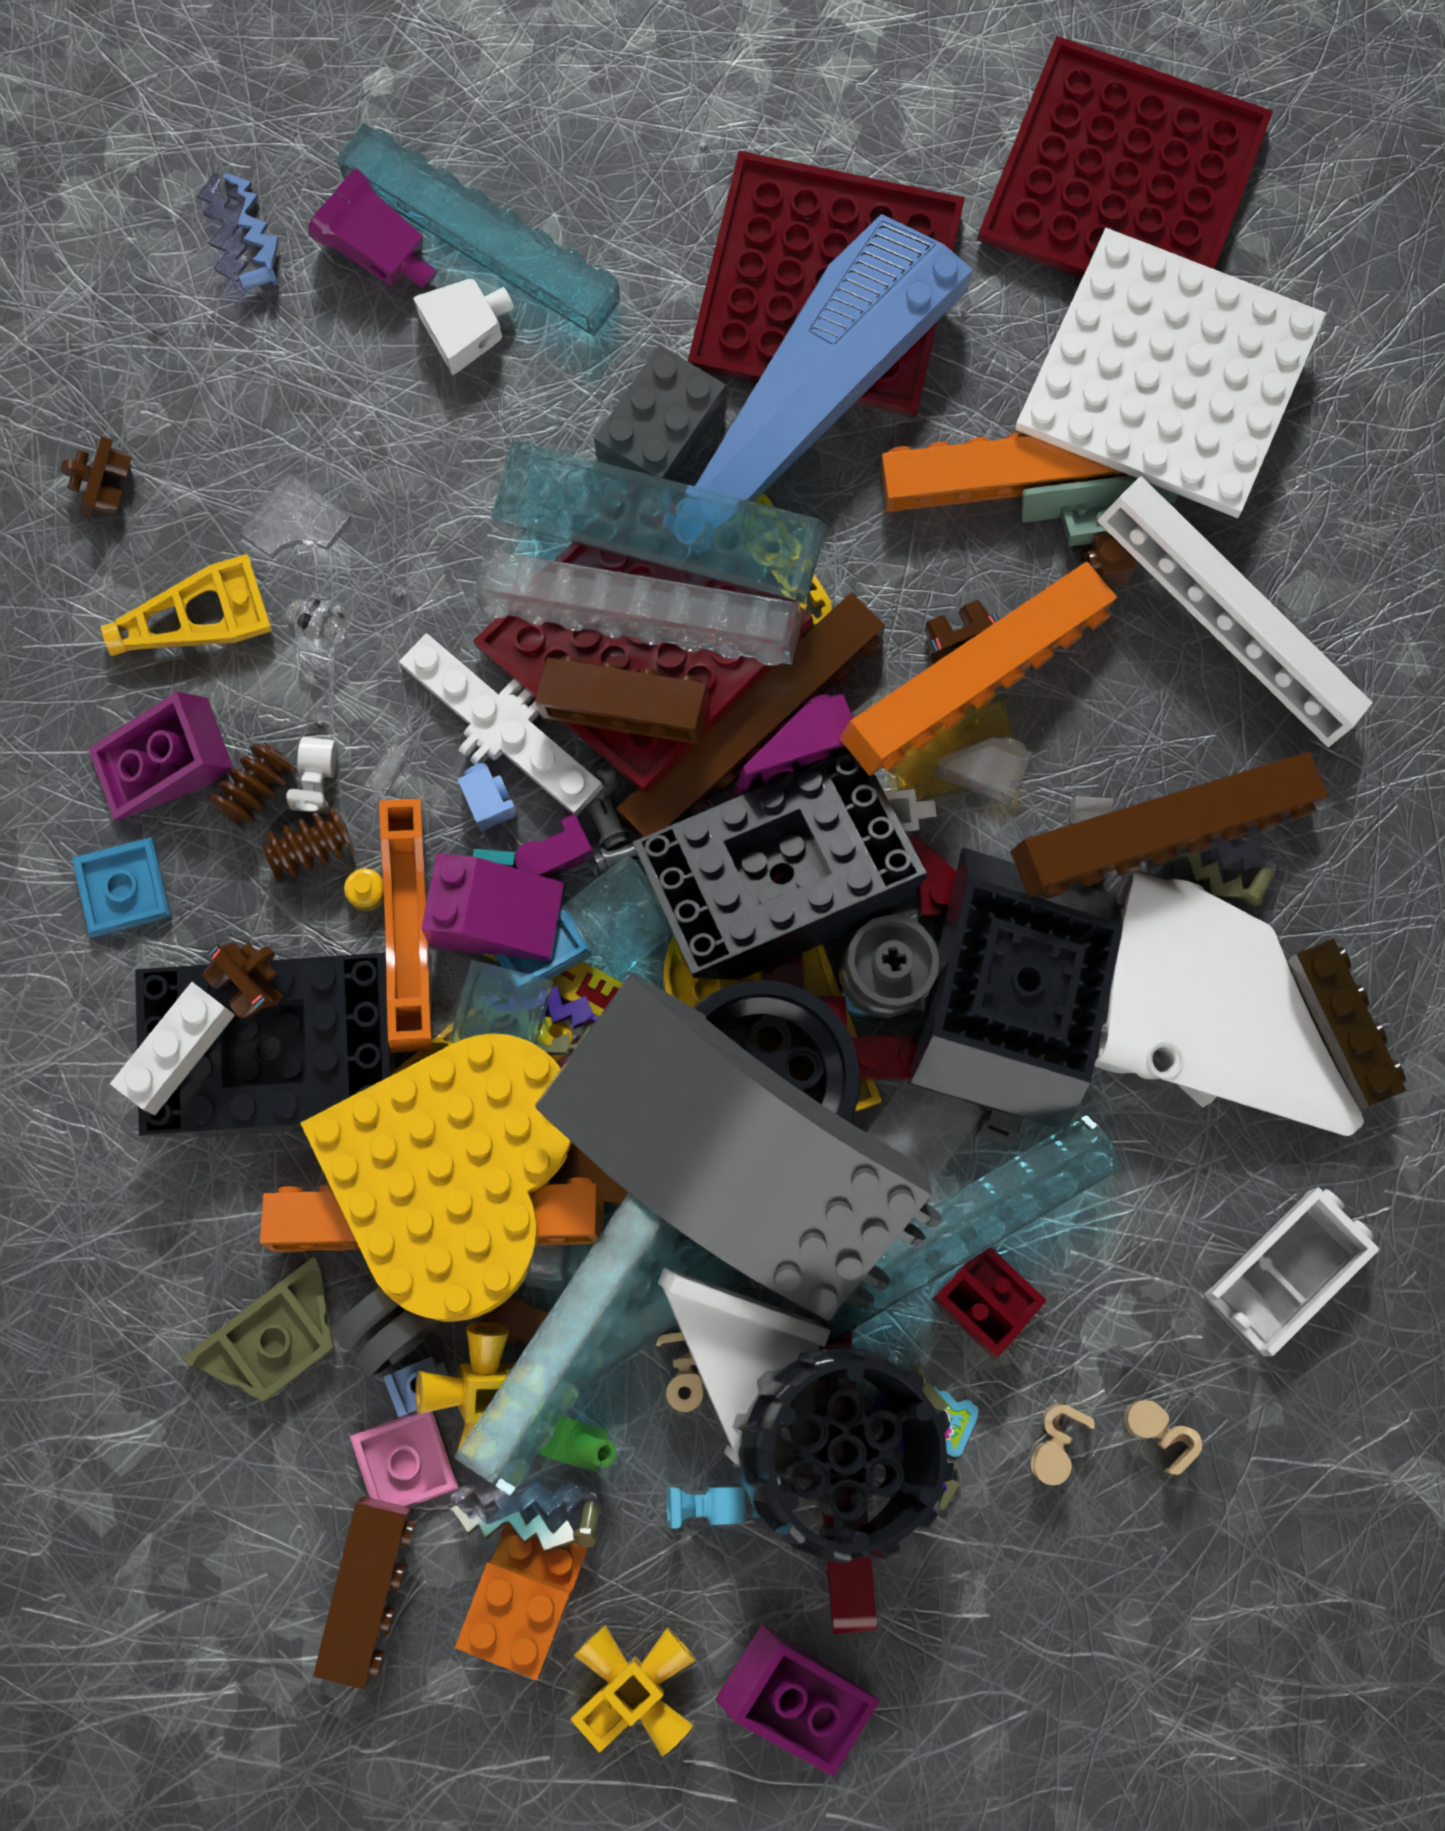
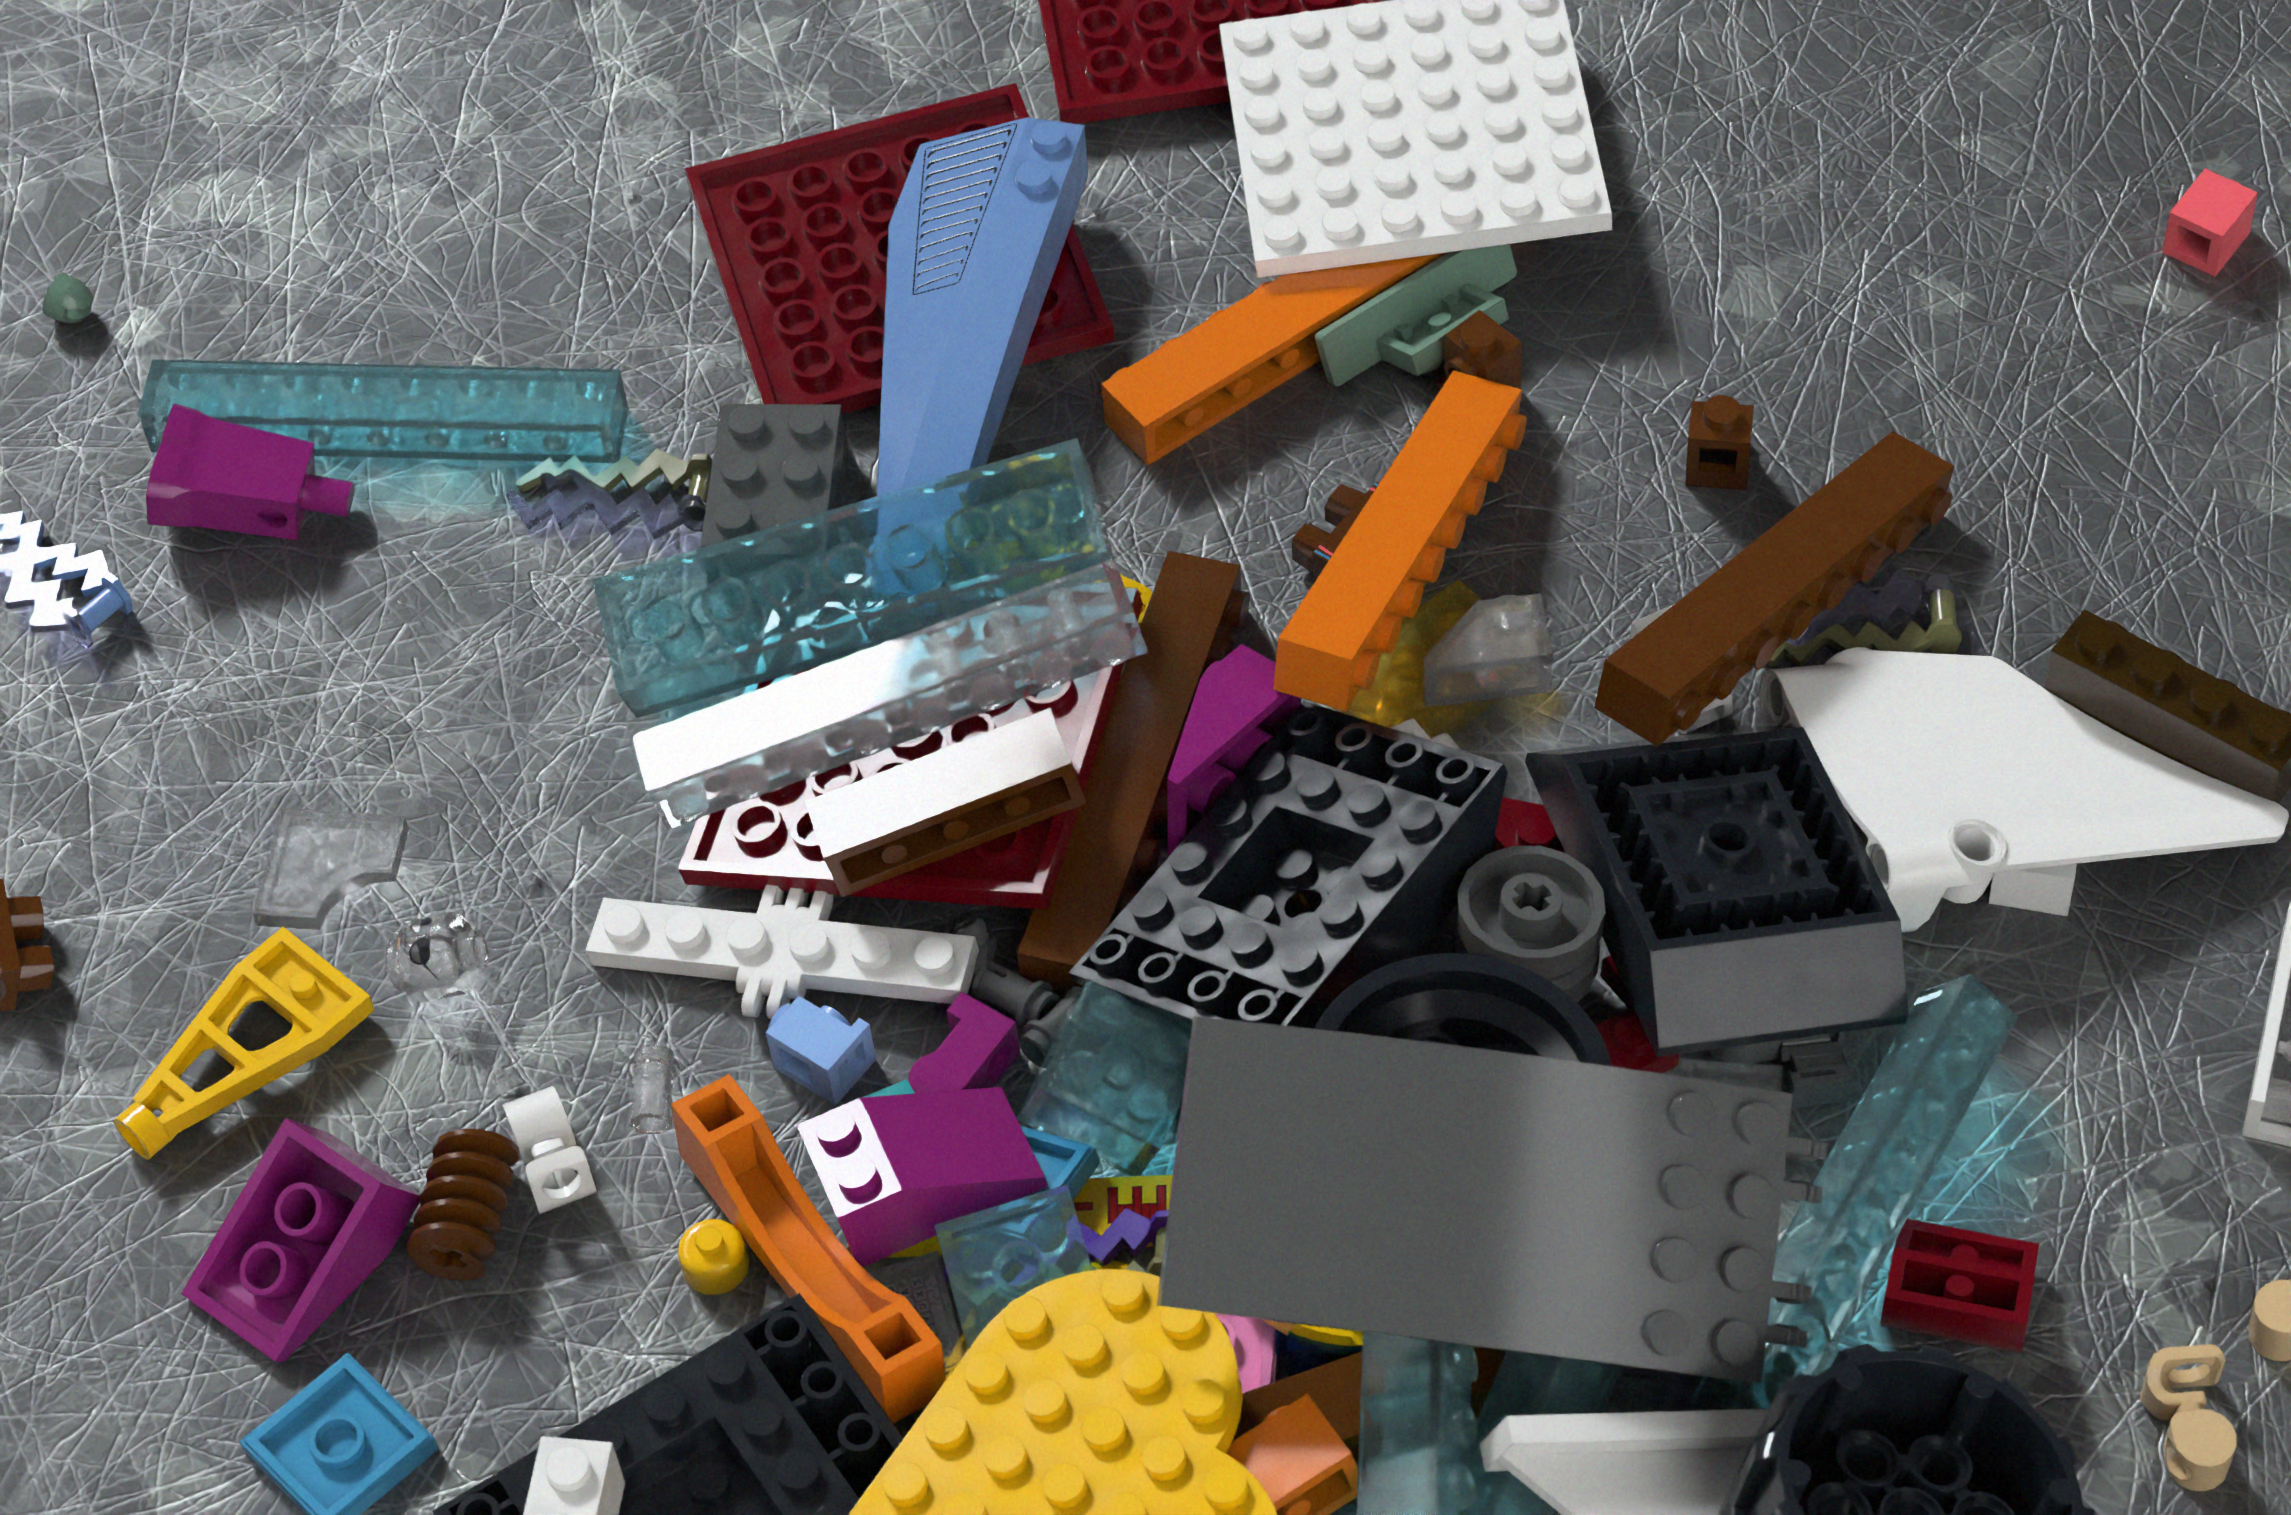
camera: 25 degrees left, 25 degrees down
(248, 971) = (641, 1423): reddish brown hips -> none
(307, 844) = (592, 1227): reddish brown piece -> none
(345, 43) = (67, 300): none -> sand green hinge
(462, 320) = (424, 520): white torso -> none
(565, 354) = (594, 490): none -> clear purple piece
(1211, 690) = (1719, 427): none -> reddish brown brick
(1235, 612) = (1684, 327): white brick -> none

